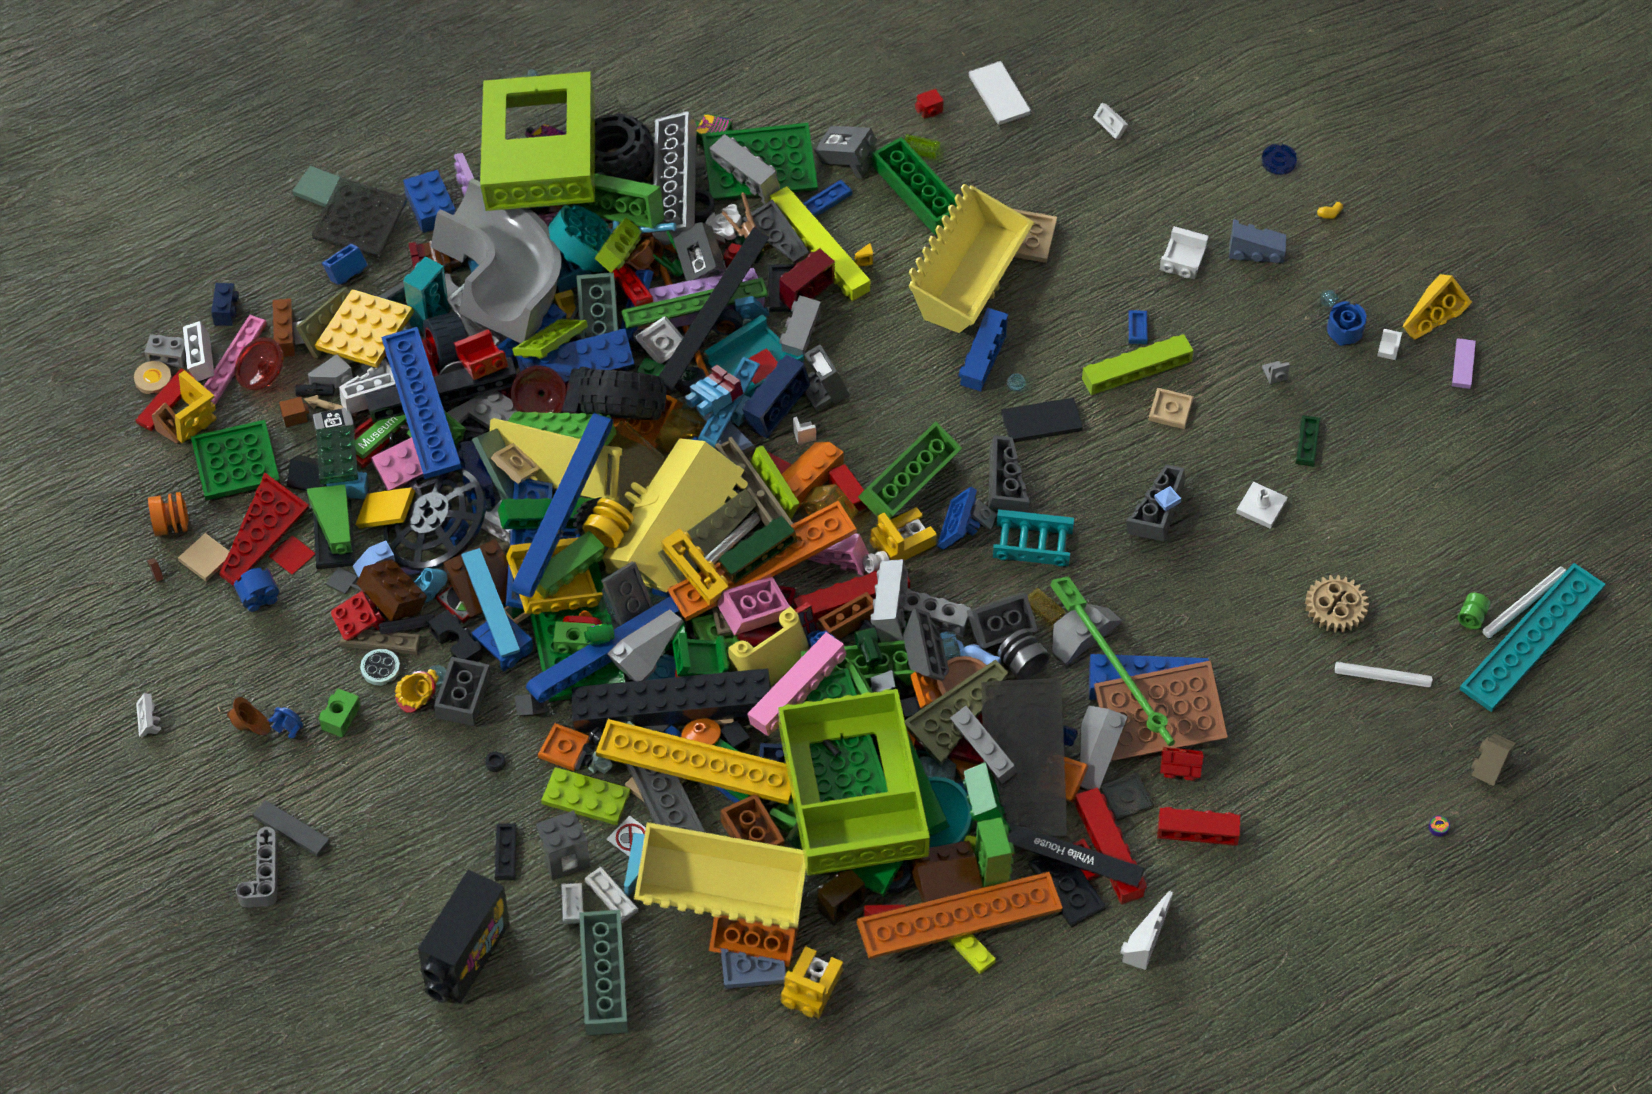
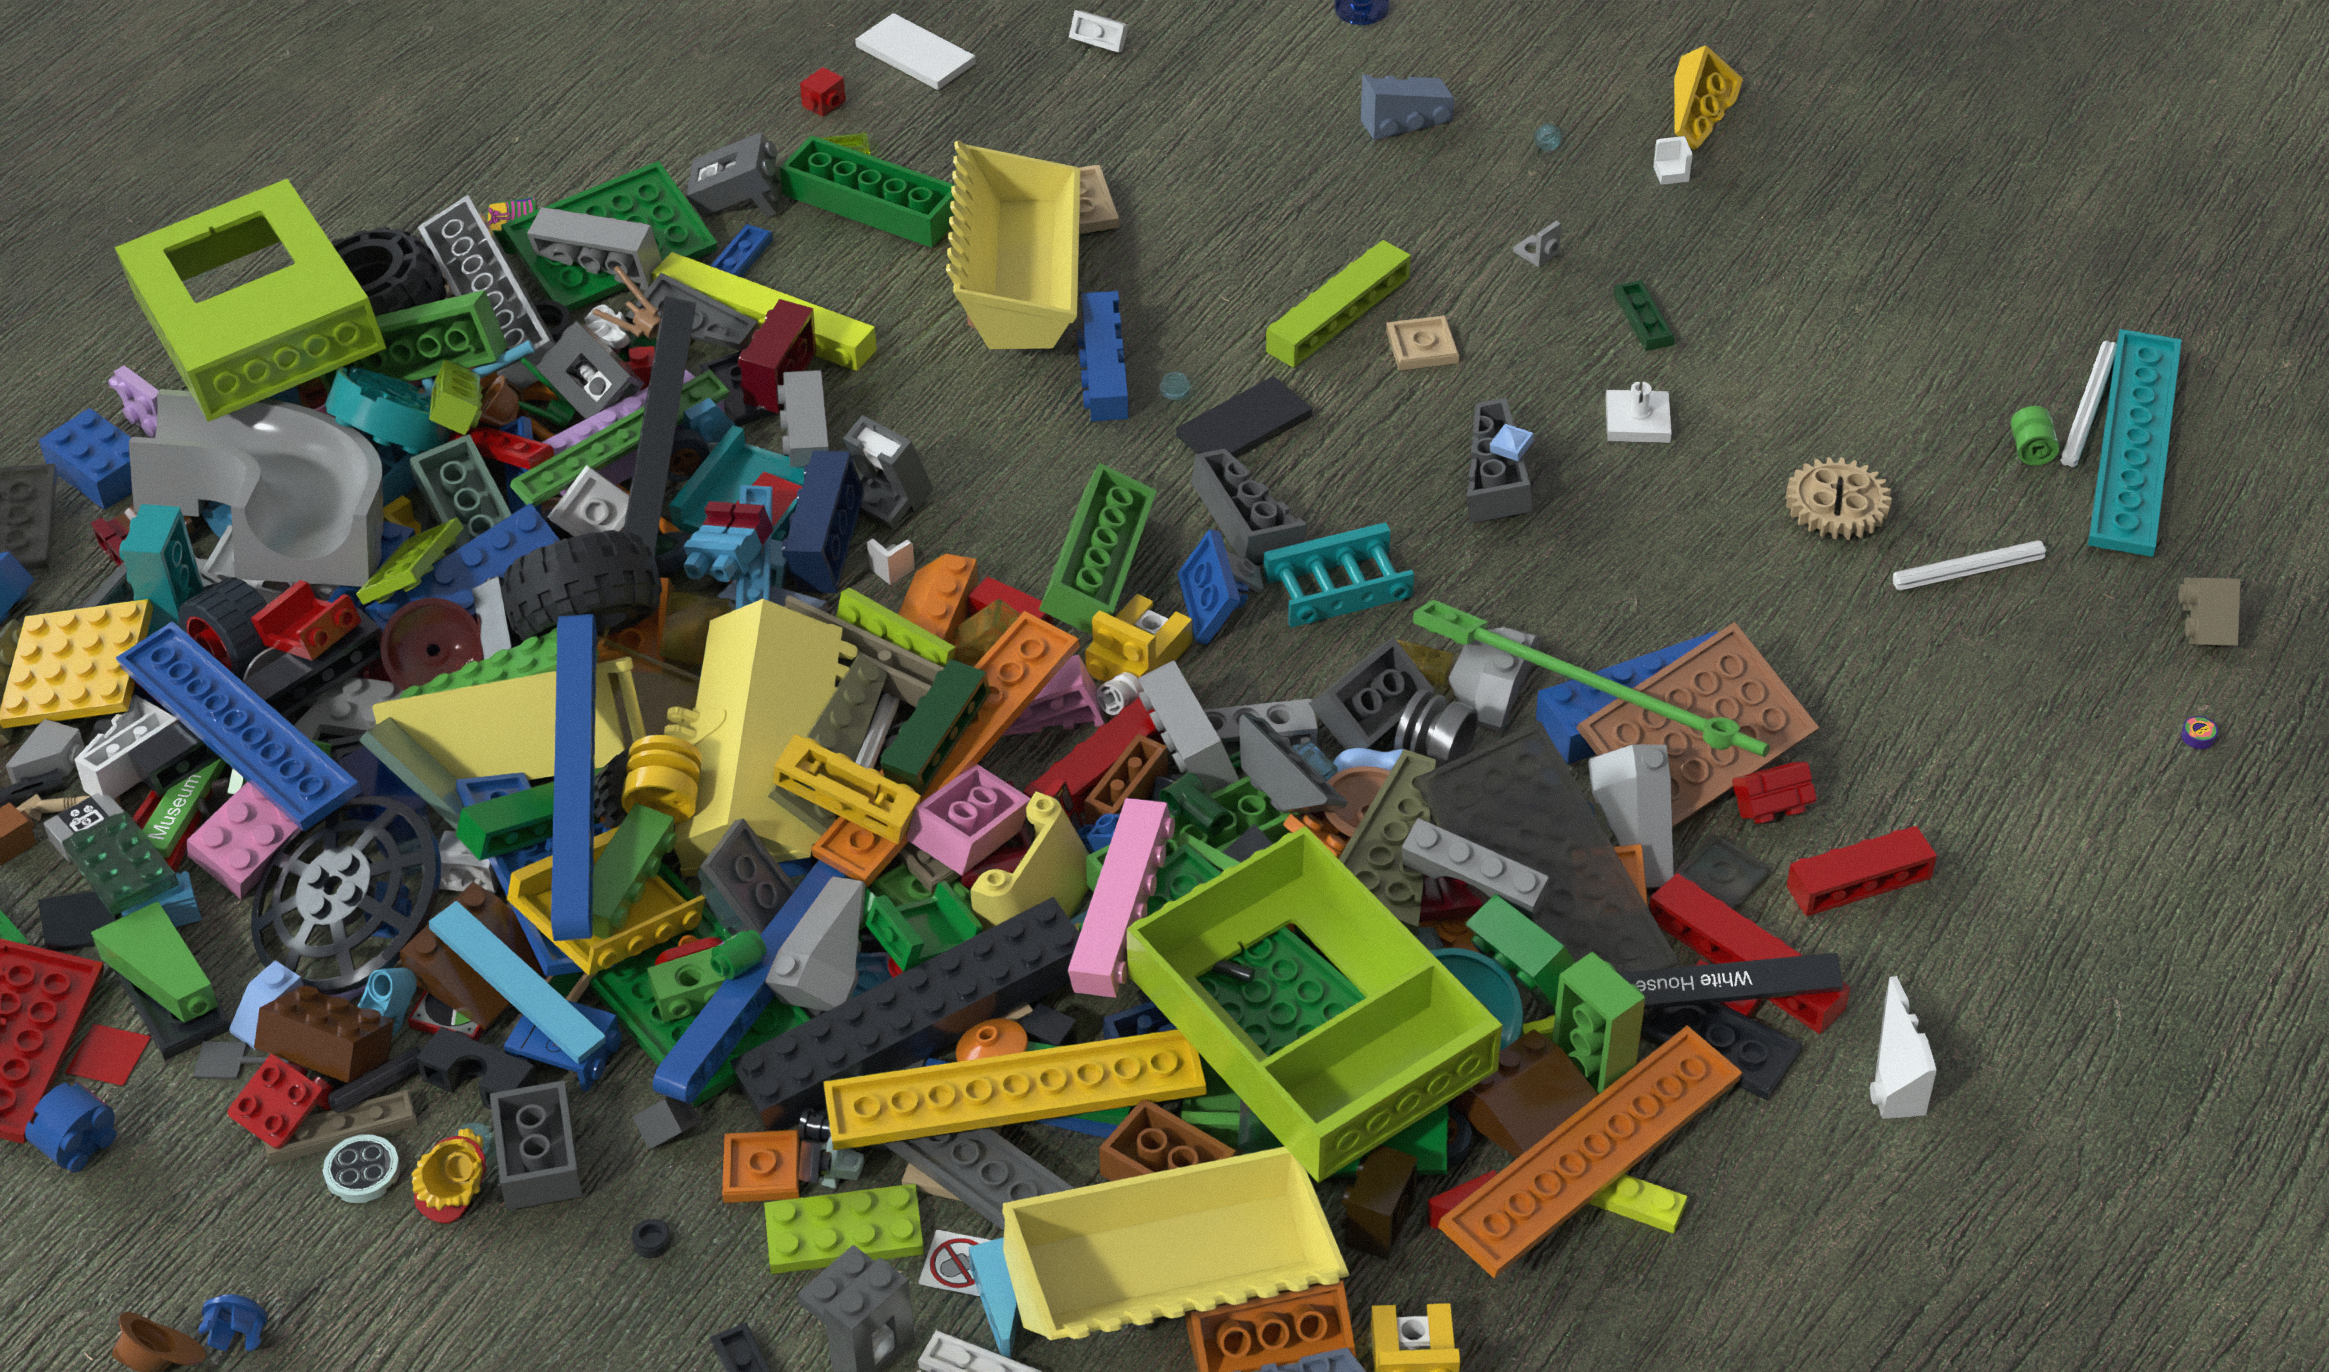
camera: 25 degrees left, 10 degrees down
(339, 722) = (334, 1252): bright green brick -> none
(385, 507) = (247, 914): yellow tile -> none
(515, 463) = (448, 756): tan plate -> none
(864, 256) = (845, 301): yellow slope -> none
(1137, 327) = (1304, 261): blue tile -> none
(1184, 253) = (1309, 149): white panel -> none
(1330, 212) = (1474, 41): yellow arm -> none
(1346, 323) = (1597, 154): blue brick -> none
(1463, 363) = (1785, 152): lavender tile -> none

